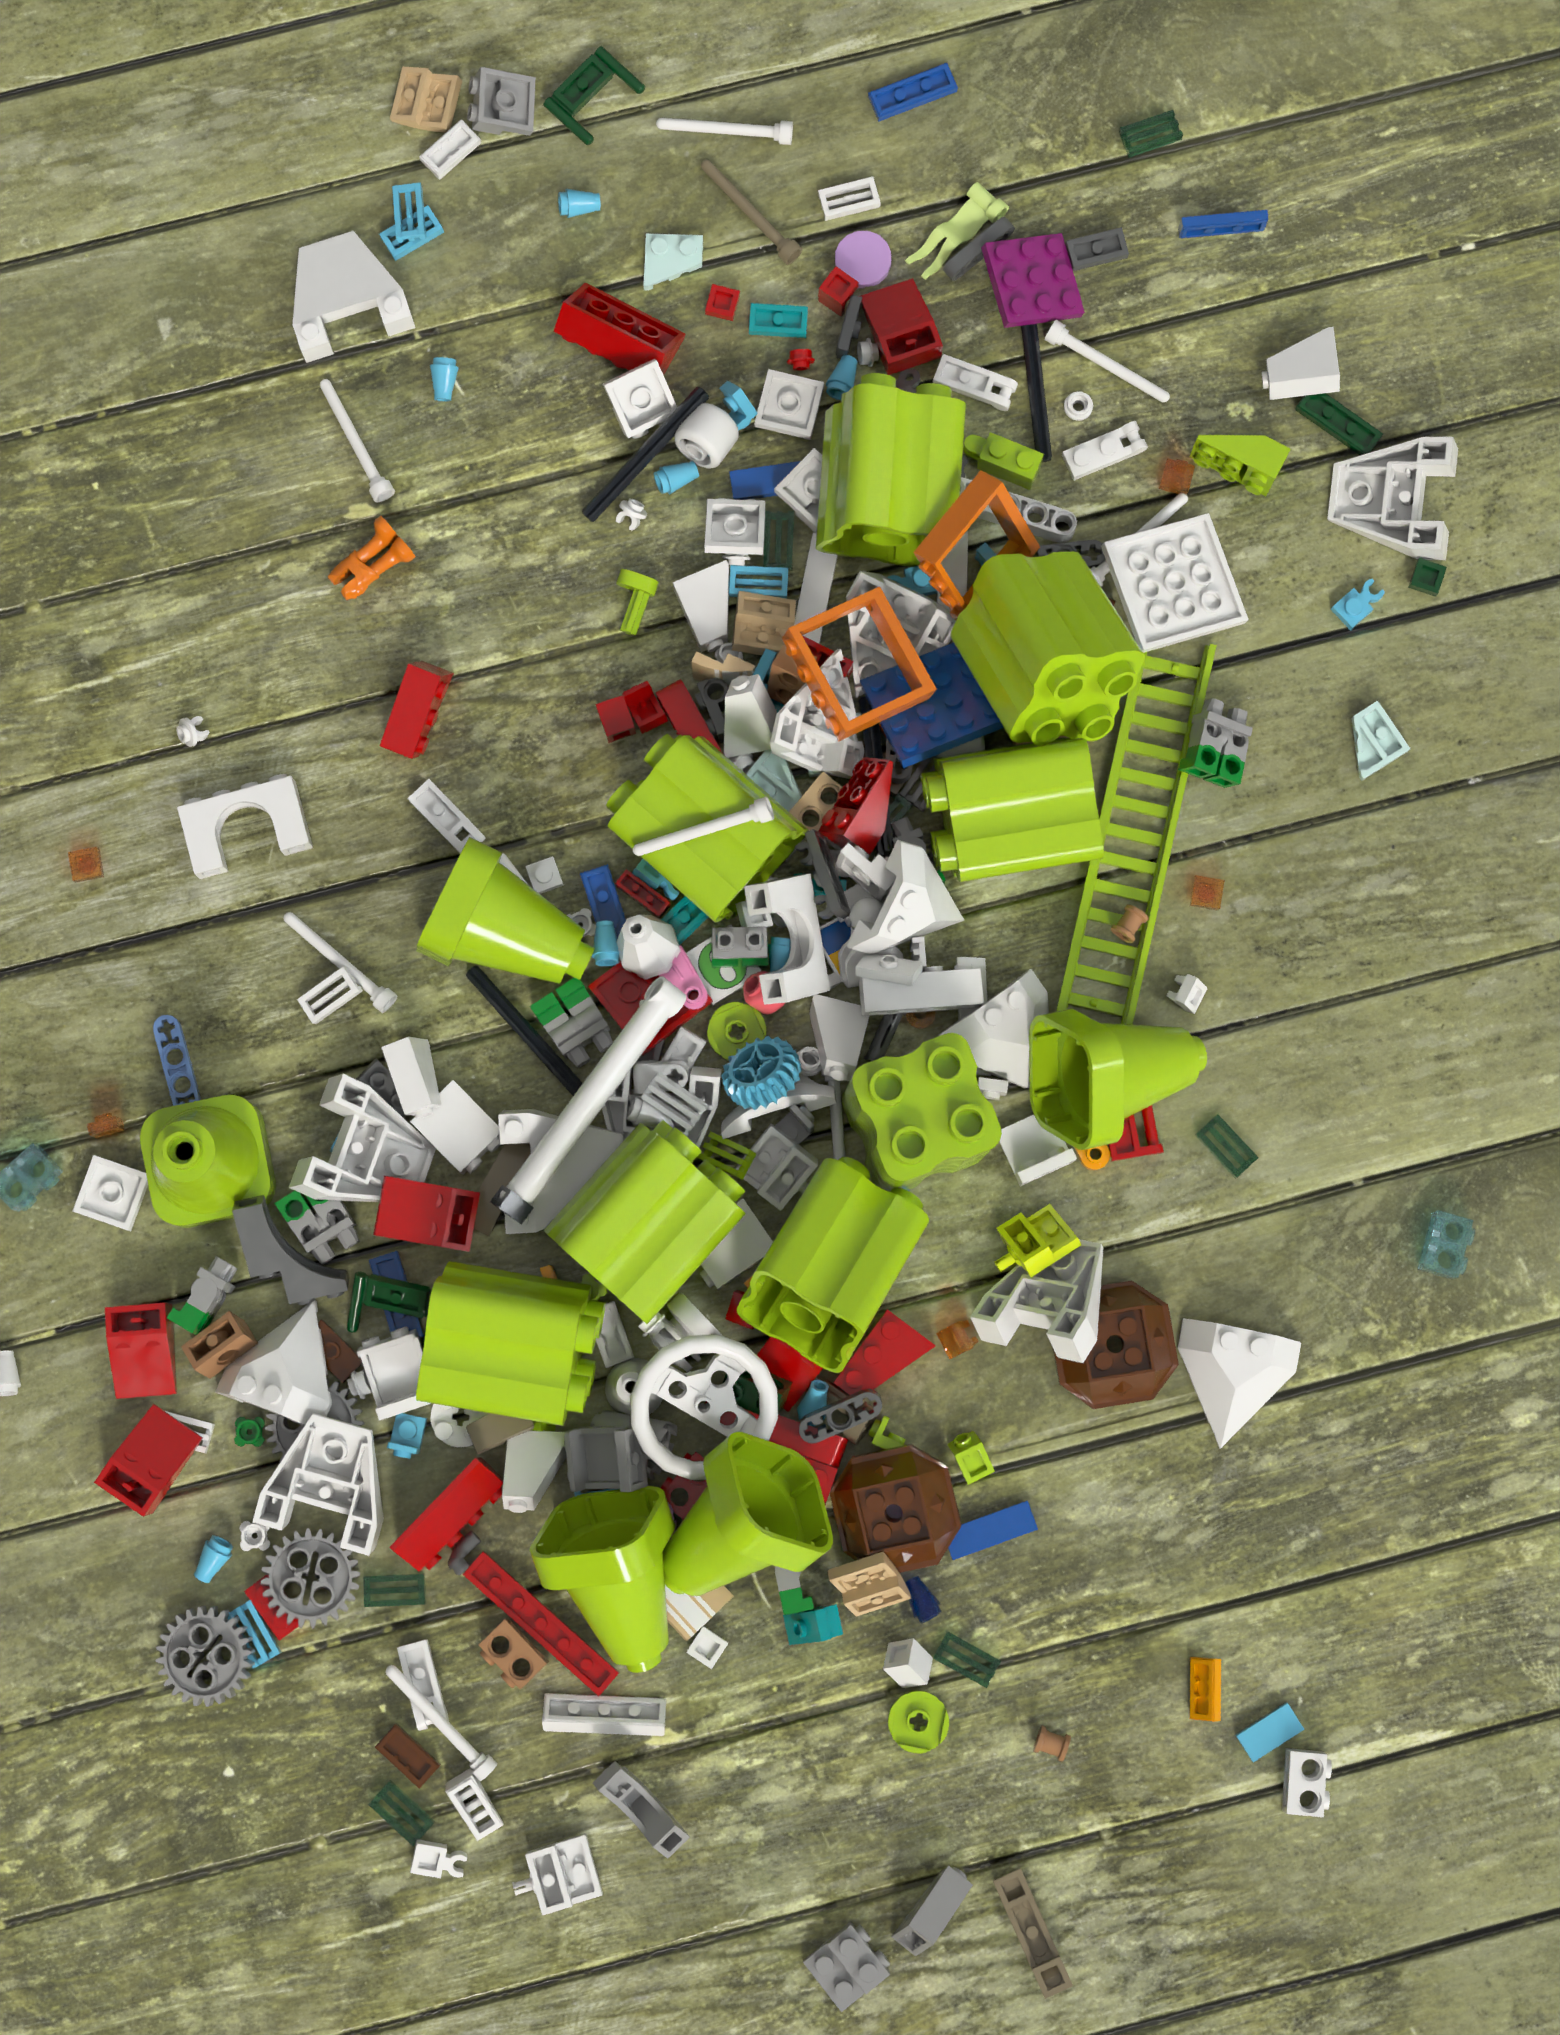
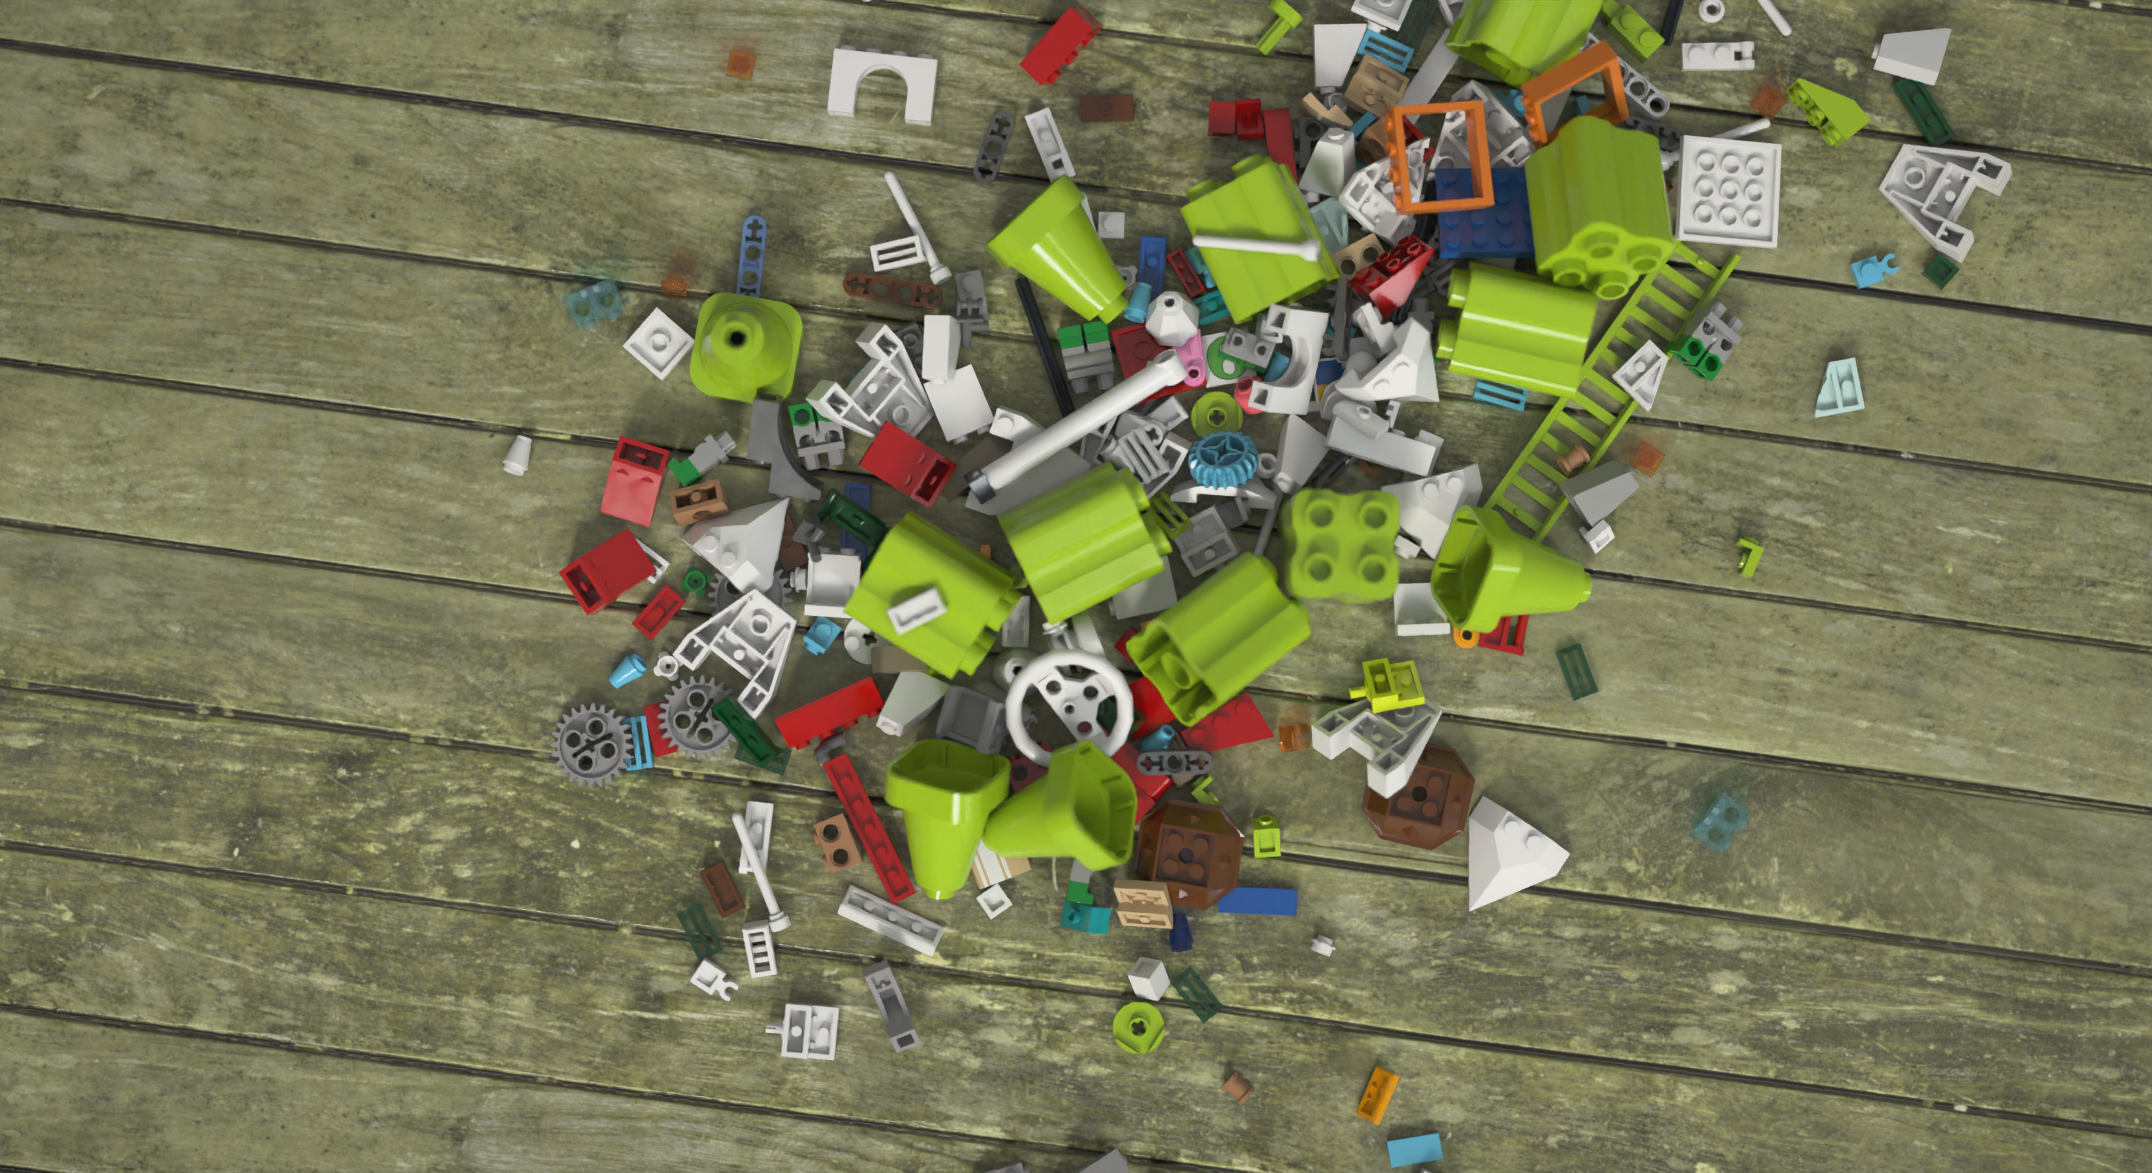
camera: 20 degrees right, 5 degrees up
(222, 1481) = (659, 612): none -> red plate
(339, 1033) = (893, 289): none -> reddish brown beam
(351, 1330) = (810, 534): none -> dark grey arm
(364, 1571) = (745, 730): none -> dark green tile
(395, 822) = (994, 127): none -> dark grey beam
(427, 1010) = (971, 286): none -> light grey plate
(431, 1027) = (970, 315): none -> dark grey arm
(491, 756) = (1107, 108): none -> reddish brown plate
(494, 1366) = (917, 610): none -> white plate
(1050, 881) = (1518, 407): none -> medium azure tile
(1080, 1550) = (1322, 945): none -> white plate
(1165, 806) = (1643, 374): none -> white wing
(1171, 945) = (1599, 490): none -> light grey slope
(1359, 954) = (1749, 561): none -> lime bracket

